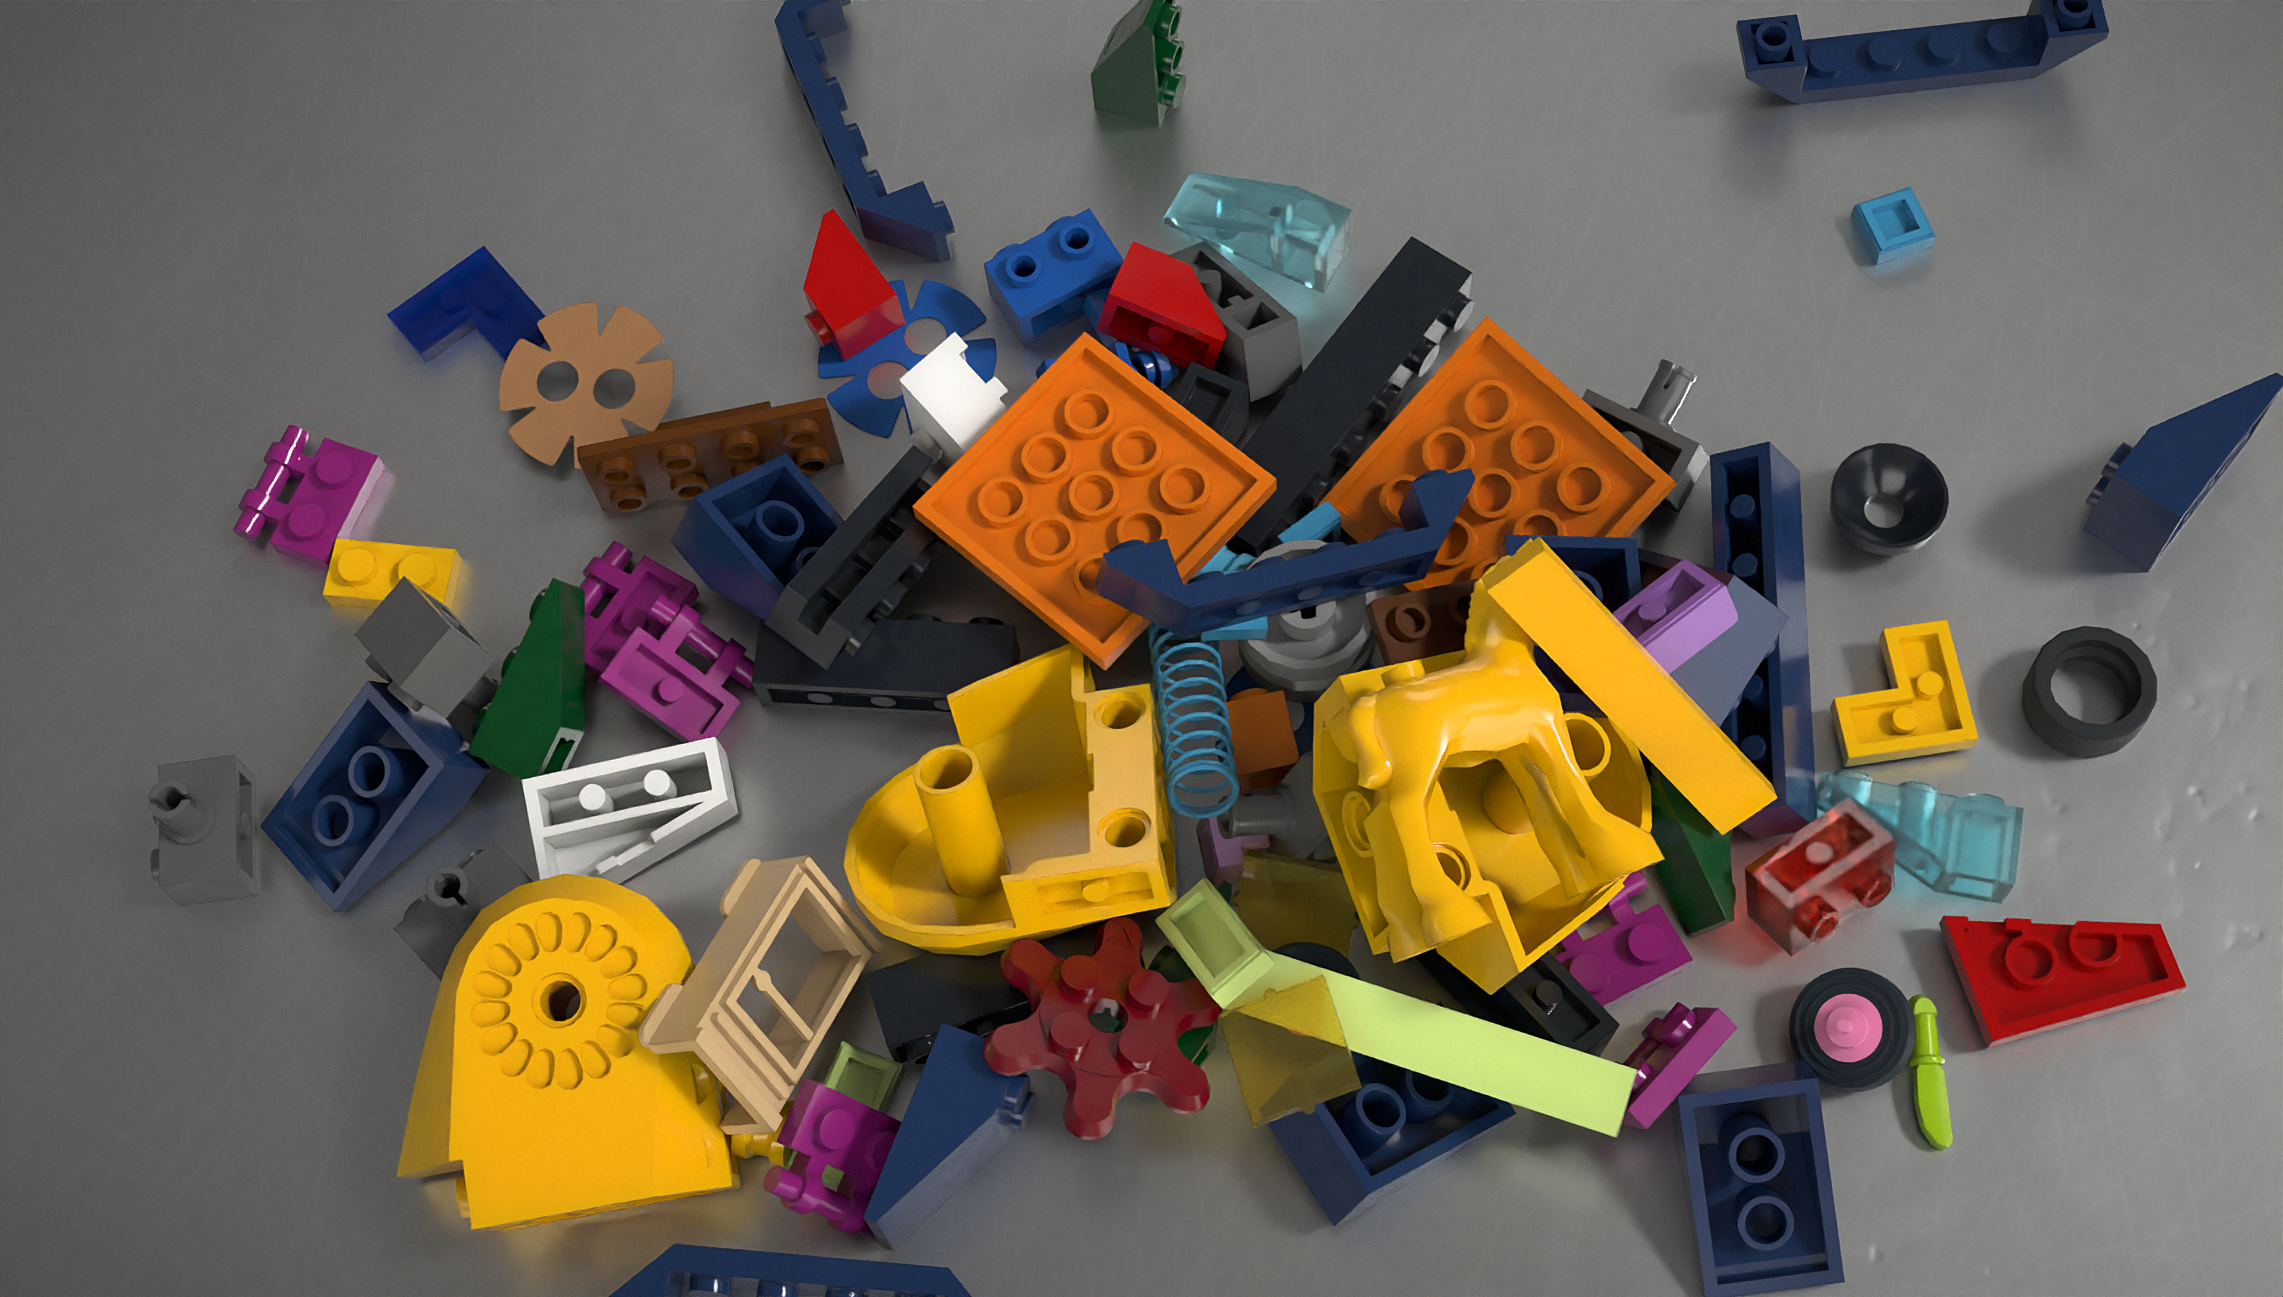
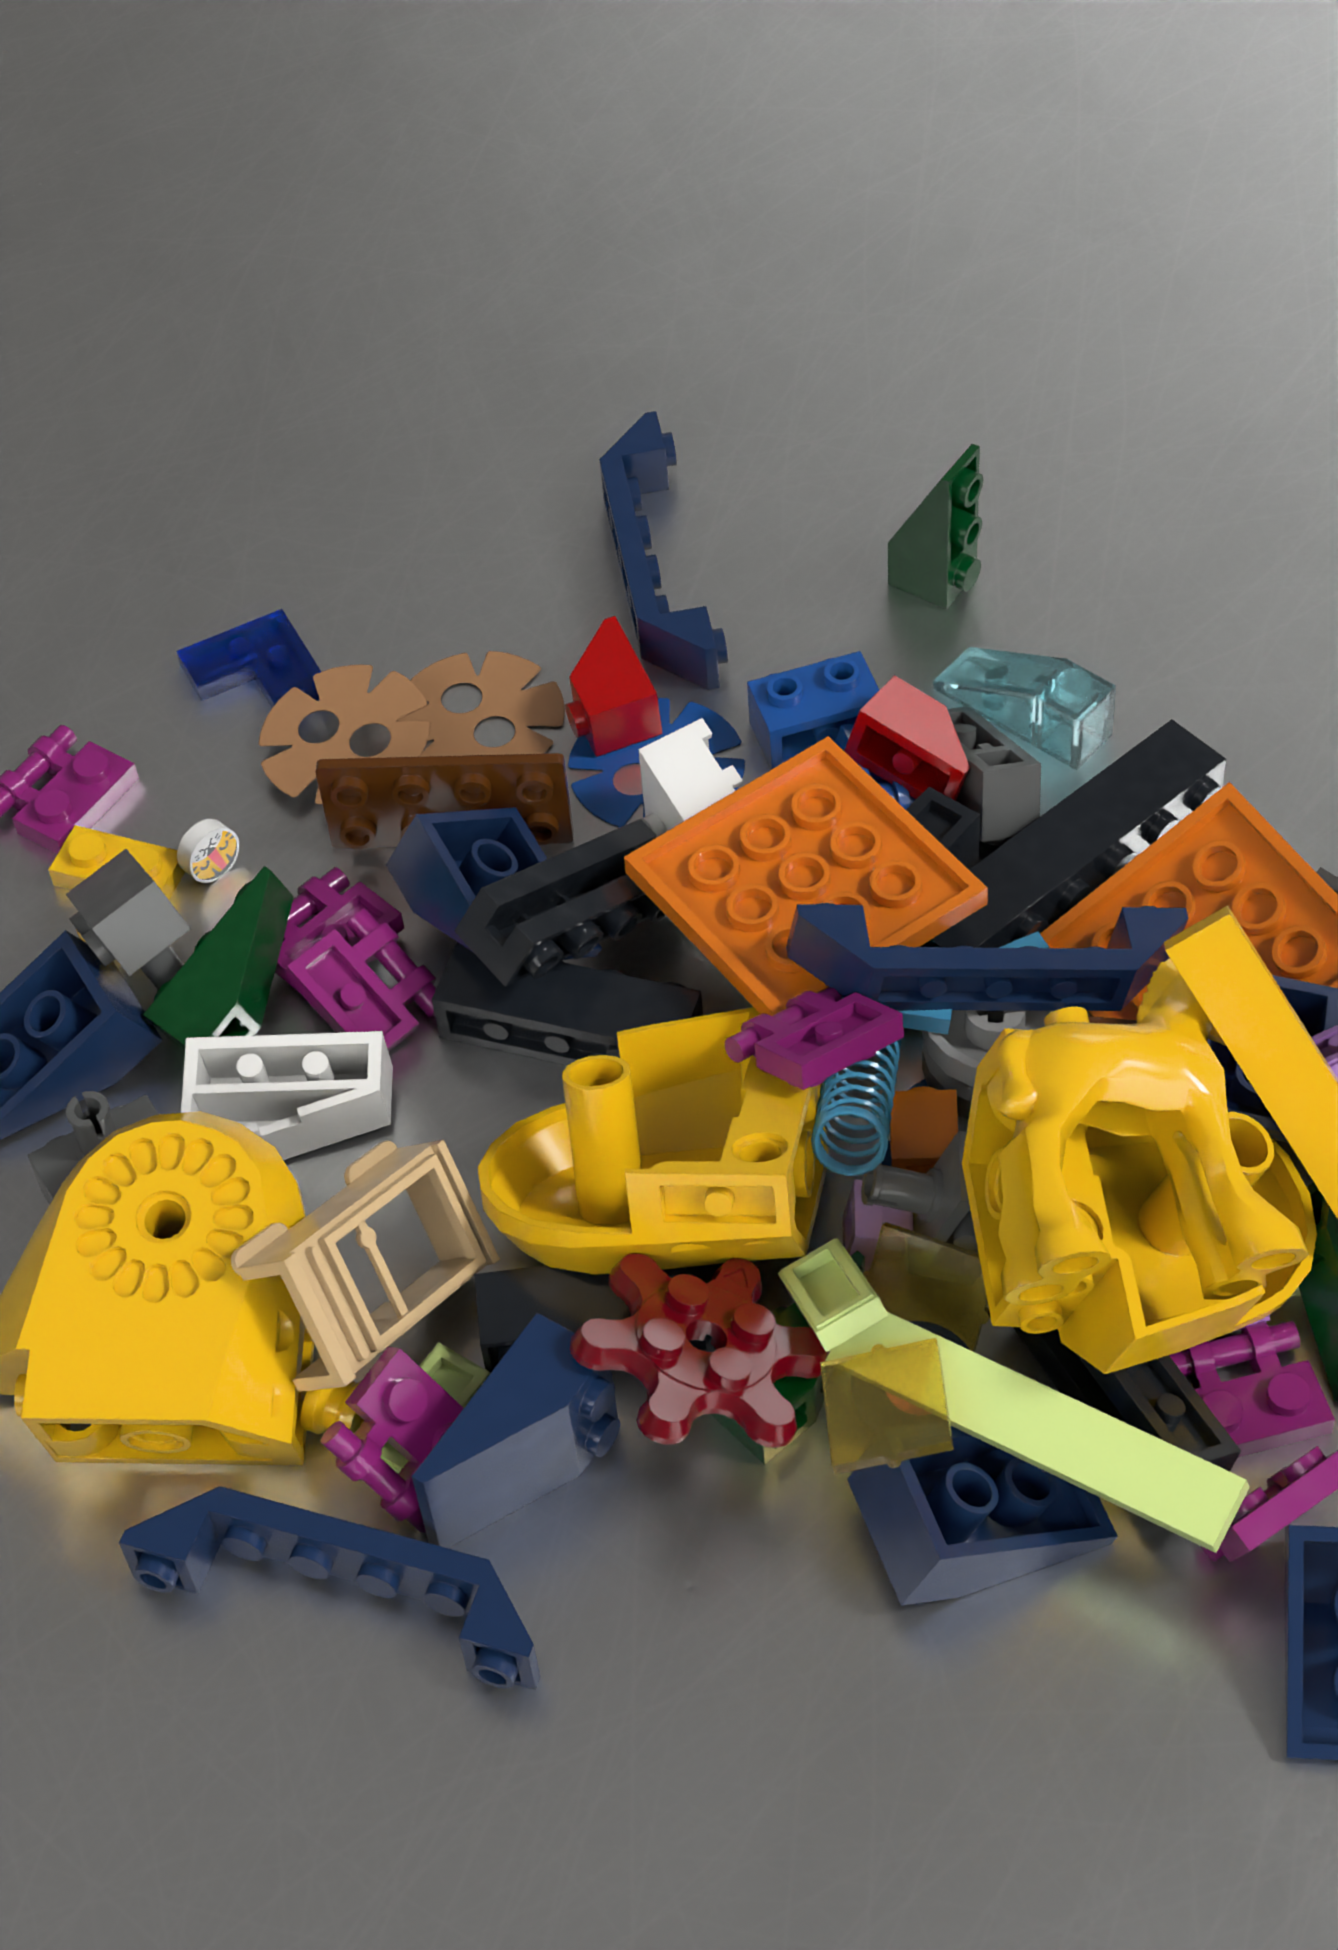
camera: 10 degrees right, 15 degrees down
(480, 544) = (208, 850): none -> tile
(728, 289) = (501, 686): none -> medium nougat piece
(1158, 690) = (816, 1036): none -> magenta plate

